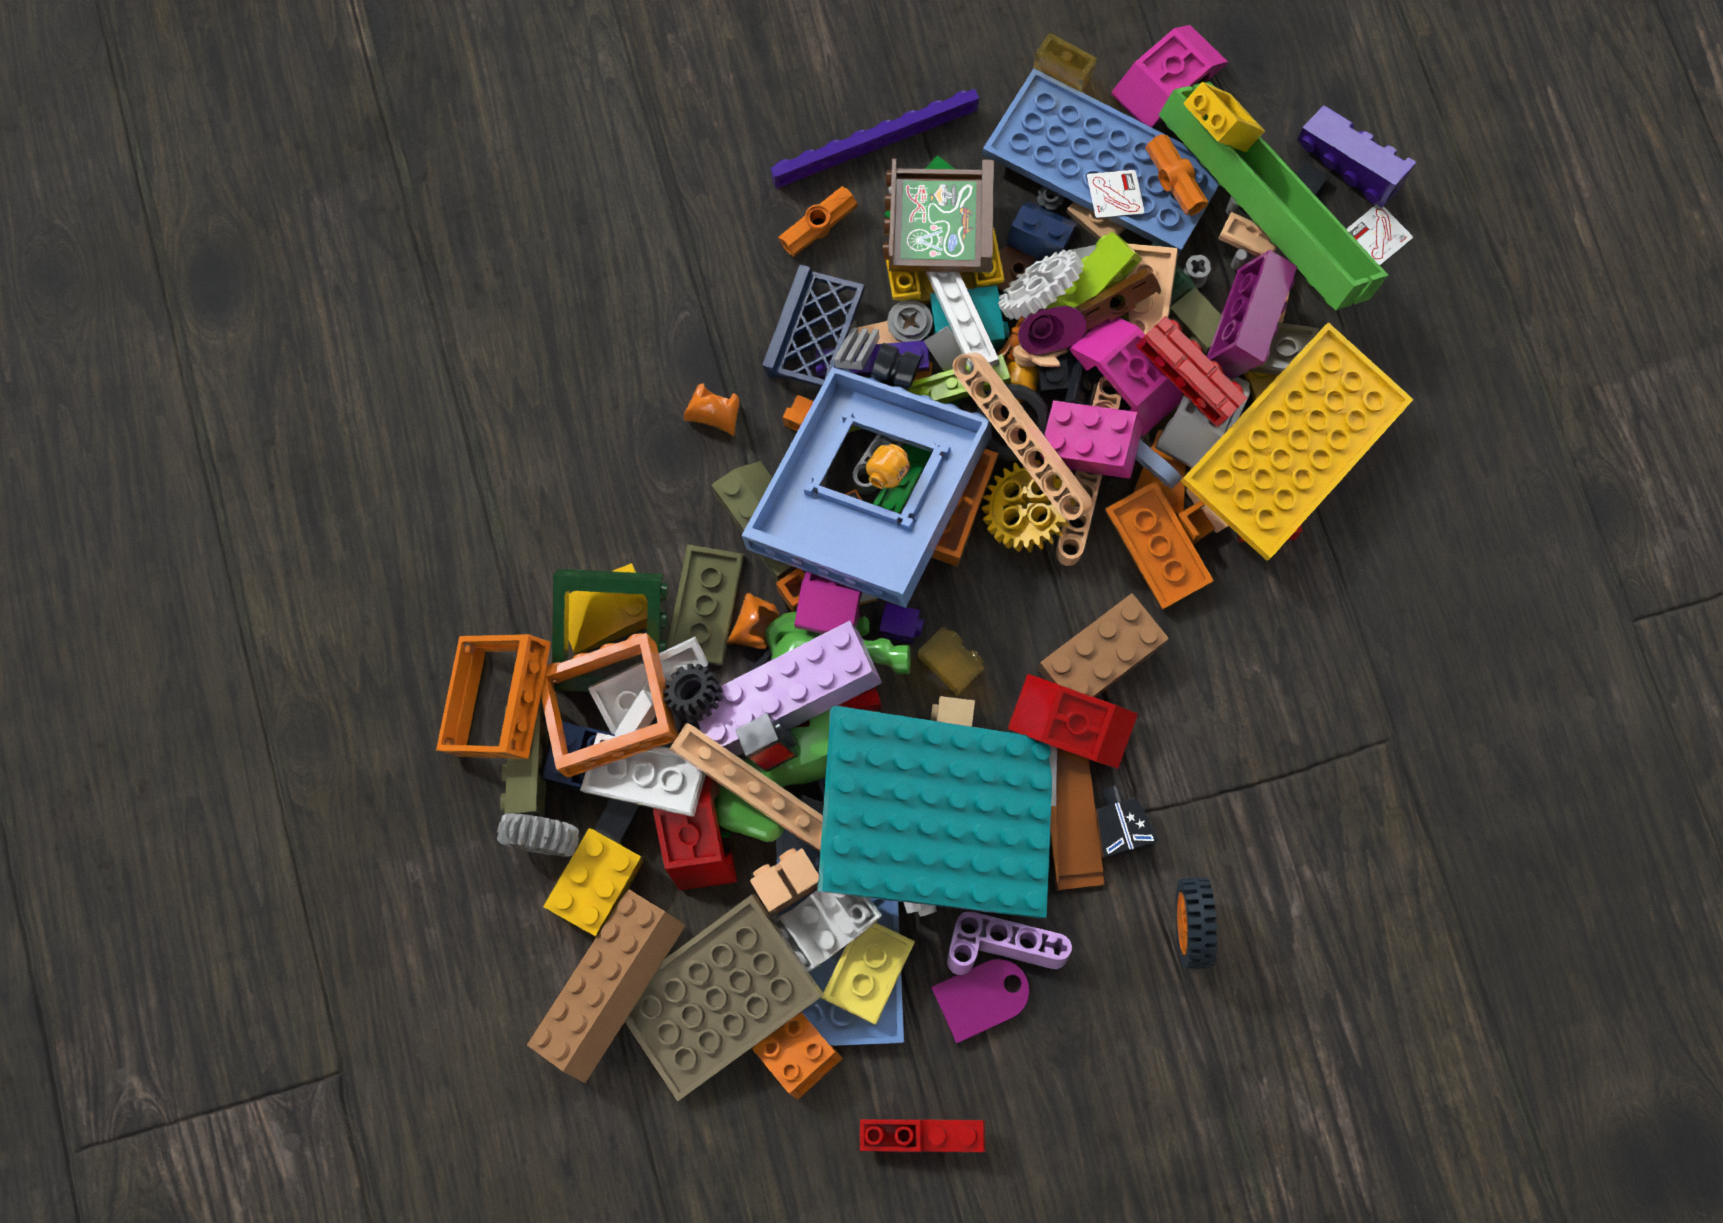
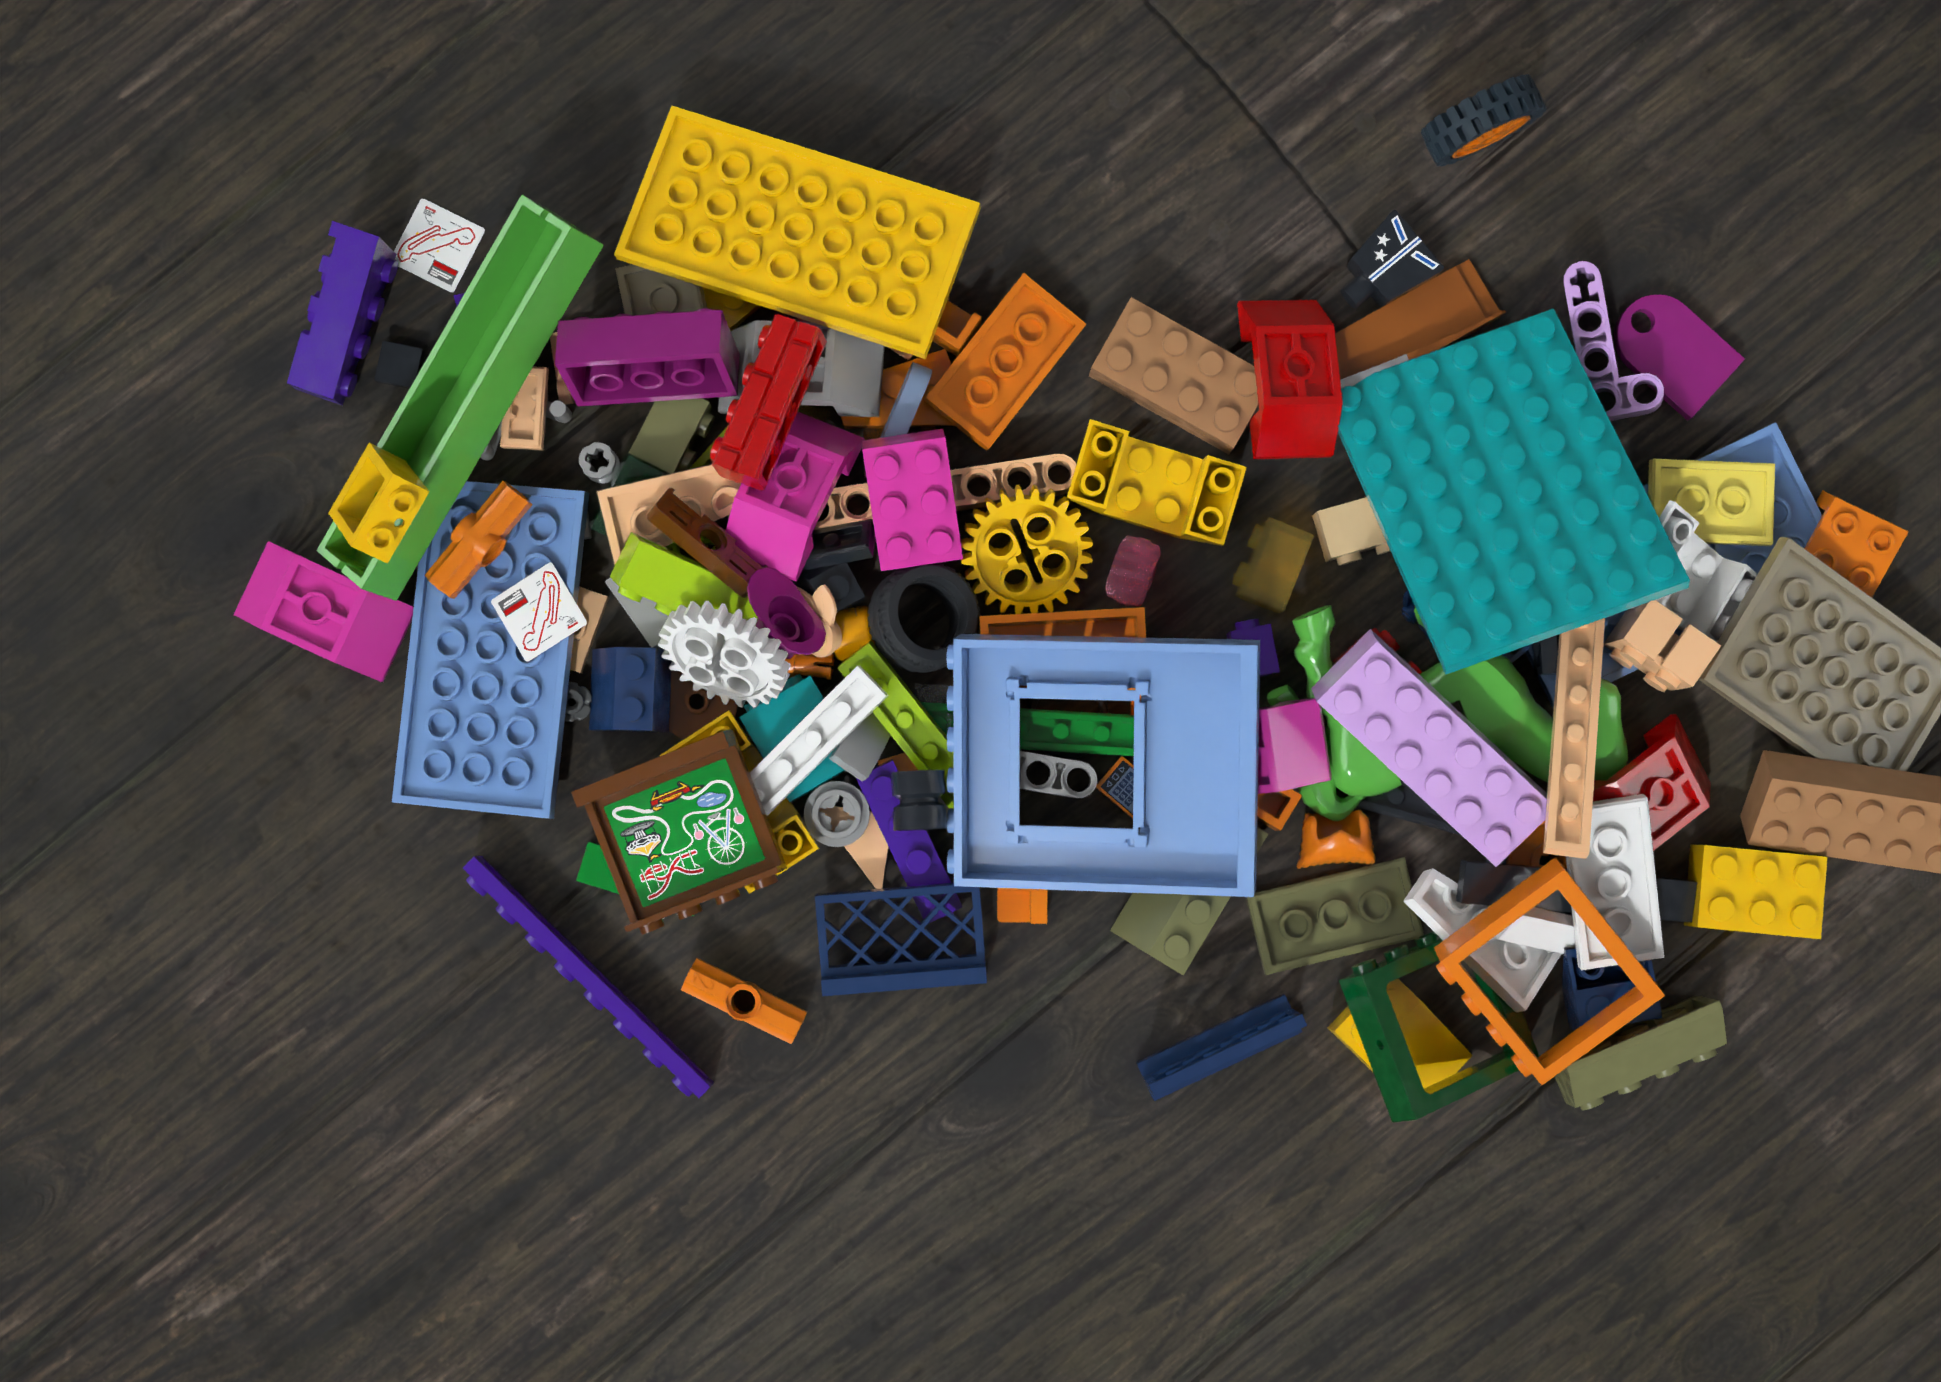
camera: 120 degrees left, 10 degrees up
(522, 698) = (1583, 1085): orange window -> none
(538, 834) = (1741, 983): light grey gear -> none
(654, 493) = (1220, 1046): none -> dark blue fence
(683, 684) = (1495, 843): black tyre -> none
(713, 409) = (1069, 1022): orange hair -> none
(767, 742) = (1515, 739): brick -> none
(851, 349) = (890, 880): light grey tile -> none
(887, 466) = (1082, 743): light orange head -> none
(922, 1135) = (1871, 354): red slope -> none
(986, 566) = (1133, 571): none -> clear pink gear
(1009, 429) = (937, 597): light nougat beam -> none
(1038, 604) = (1155, 485): none -> yellow slope
(1065, 62) = (369, 761): clear yellow brick -> none

